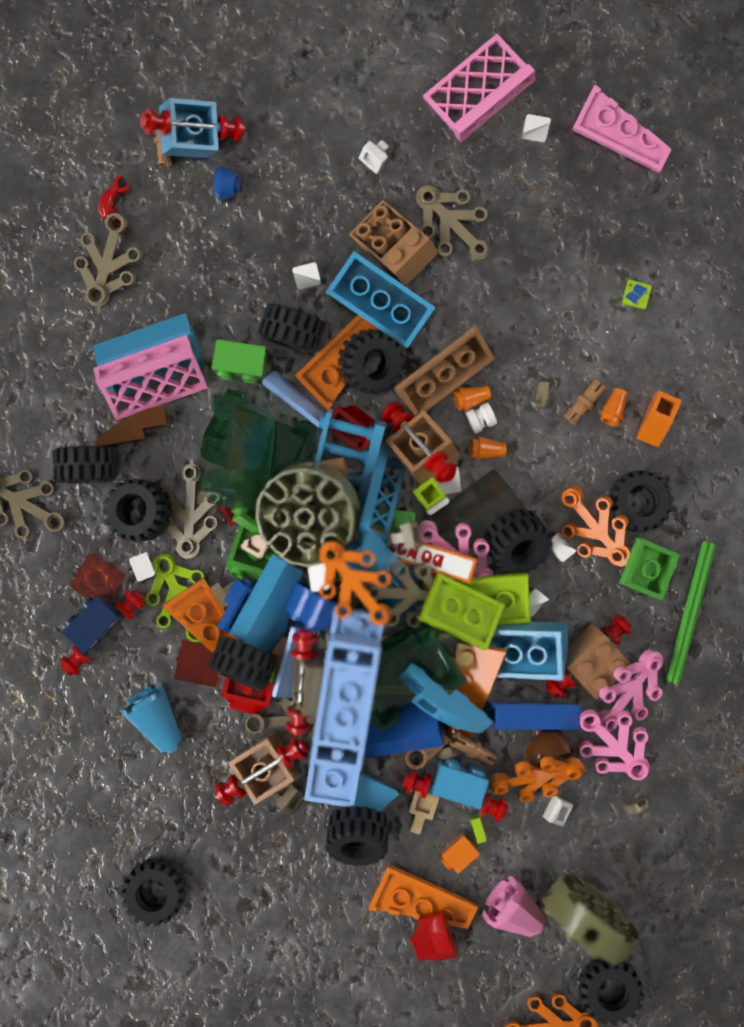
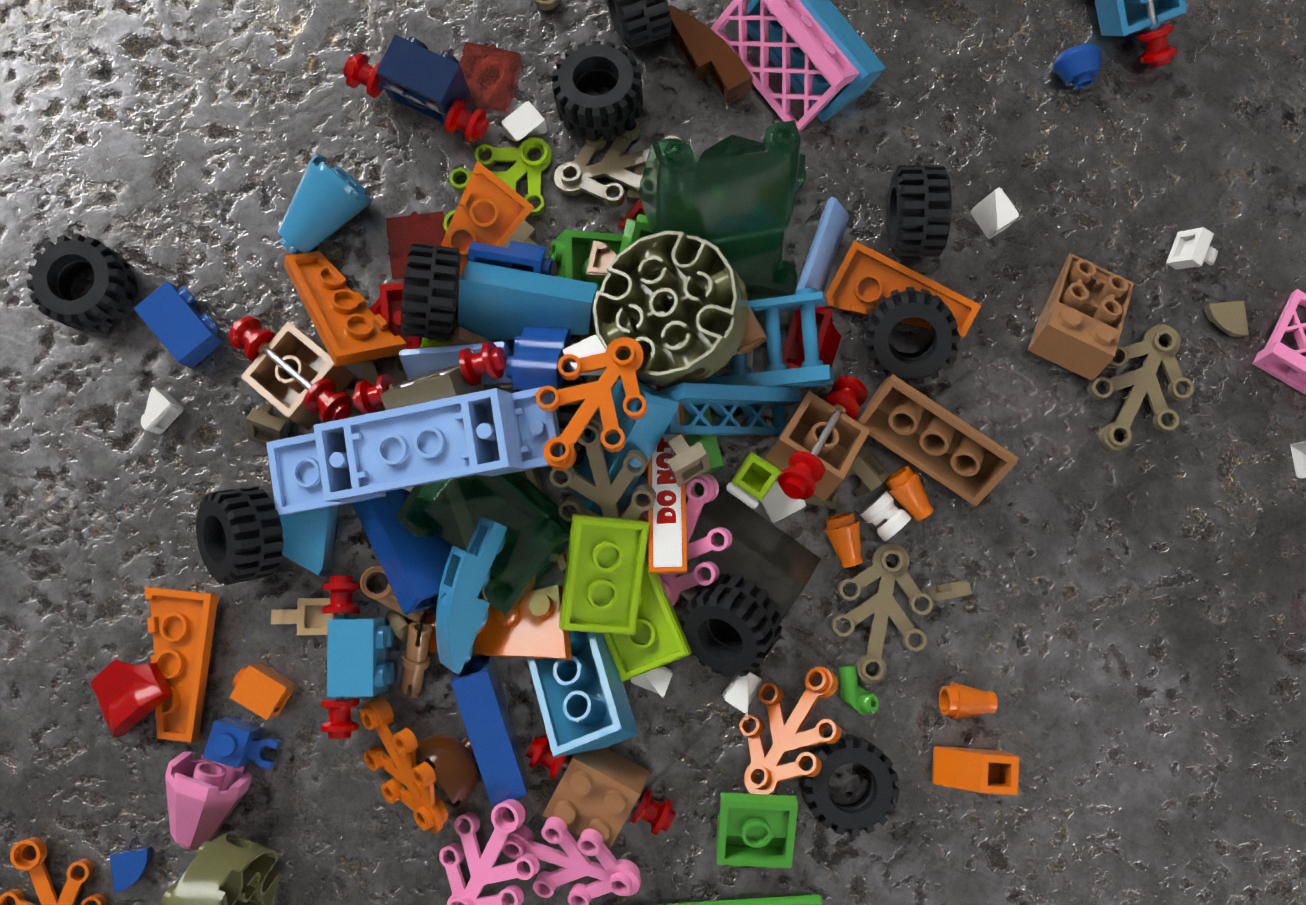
camera: 70 degrees right, 5 degrees down
(202, 836) = (179, 324): none -> blue brick
(232, 728) = (340, 315): none -> orange wing
(240, 361) = (848, 157): bright green brick -> none
(255, 866) = (160, 411): none -> white slope
(381, 300) = (1002, 321): dark azure slope -> none
(426, 147) = (1229, 317): none -> dark tan tile
(448, 418) = (869, 471): none -> dark tan tile
(478, 828) = (304, 705): lime tile -> none
(487, 878) = (238, 744): none -> blue brick
(537, 439) = (883, 607): none -> dark tan plant
(542, 971) = (129, 867): none -> blue tile
(558, 811) = (365, 812): white slope -> none
(584, 402) = (959, 656): medium nougat pin -> none
(587, 477) = (854, 695): none -> bright green arm
(636, 294) = (1136, 679): lime tile -> none

